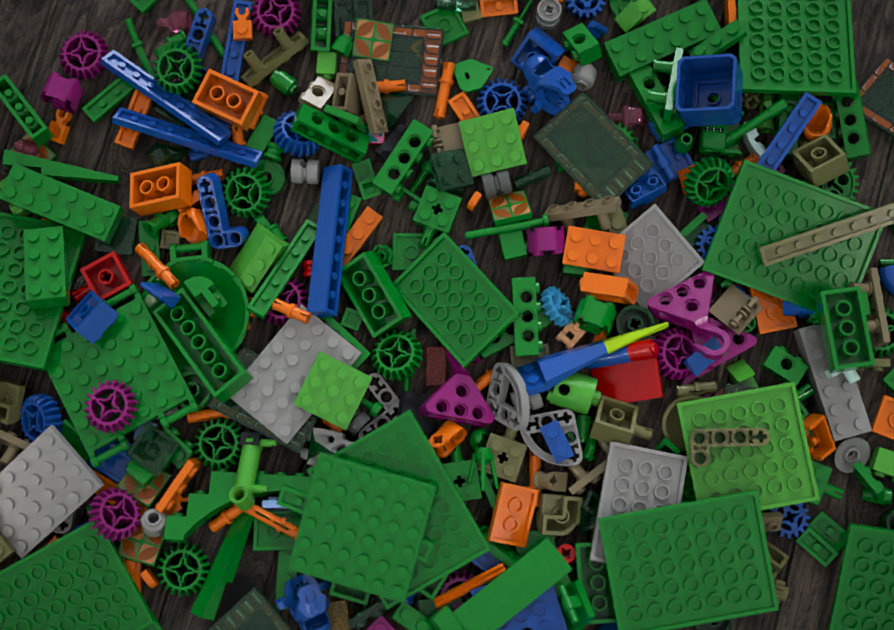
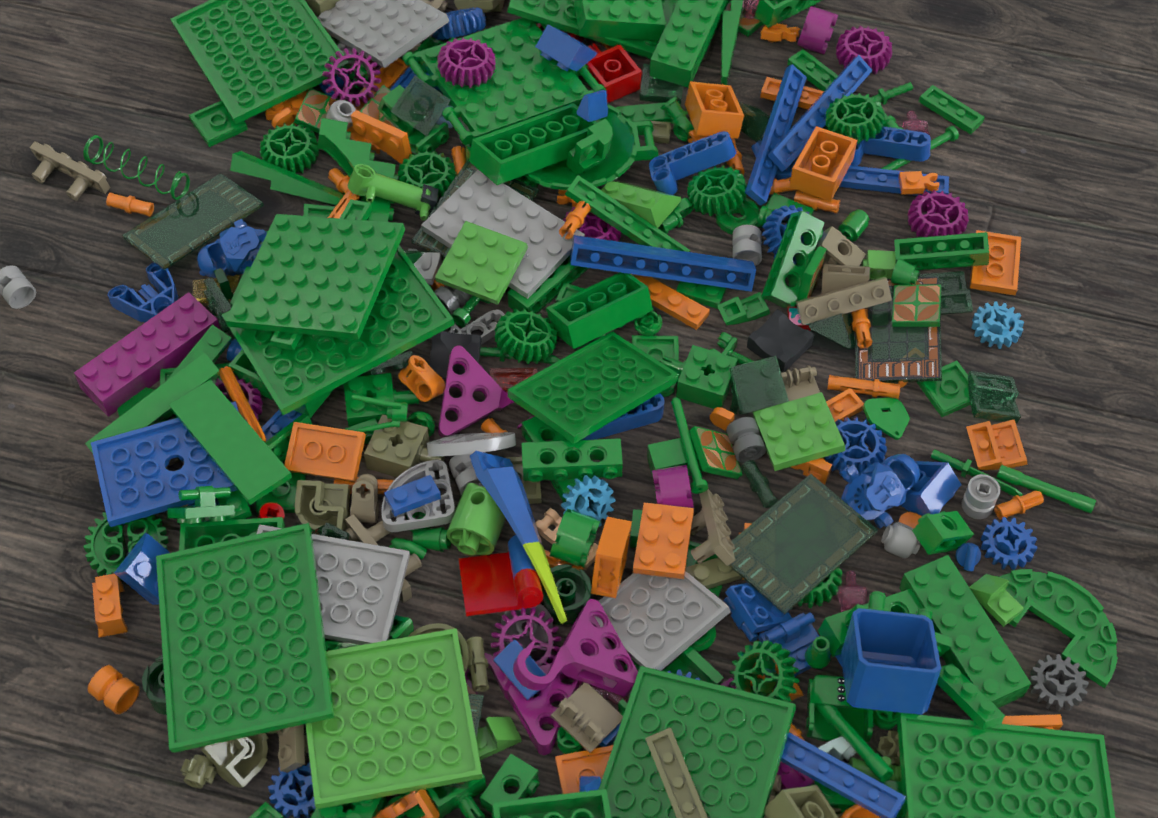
camera: 85 degrees right, 25 degrees down
(161, 270) = (620, 113): orange pin -> none
(192, 225) = (675, 140): orange hair -> none
(280, 55) = (868, 203): olive plate -> none
(341, 614) = (223, 283): none -> dark green tile
(415, 131) = (752, 323): green brick -> none
(471, 16) = (966, 417): olive tile -> none
(617, 422) = (435, 568): olive brick -> none
(728, 441) = (402, 682): olive beam -> none

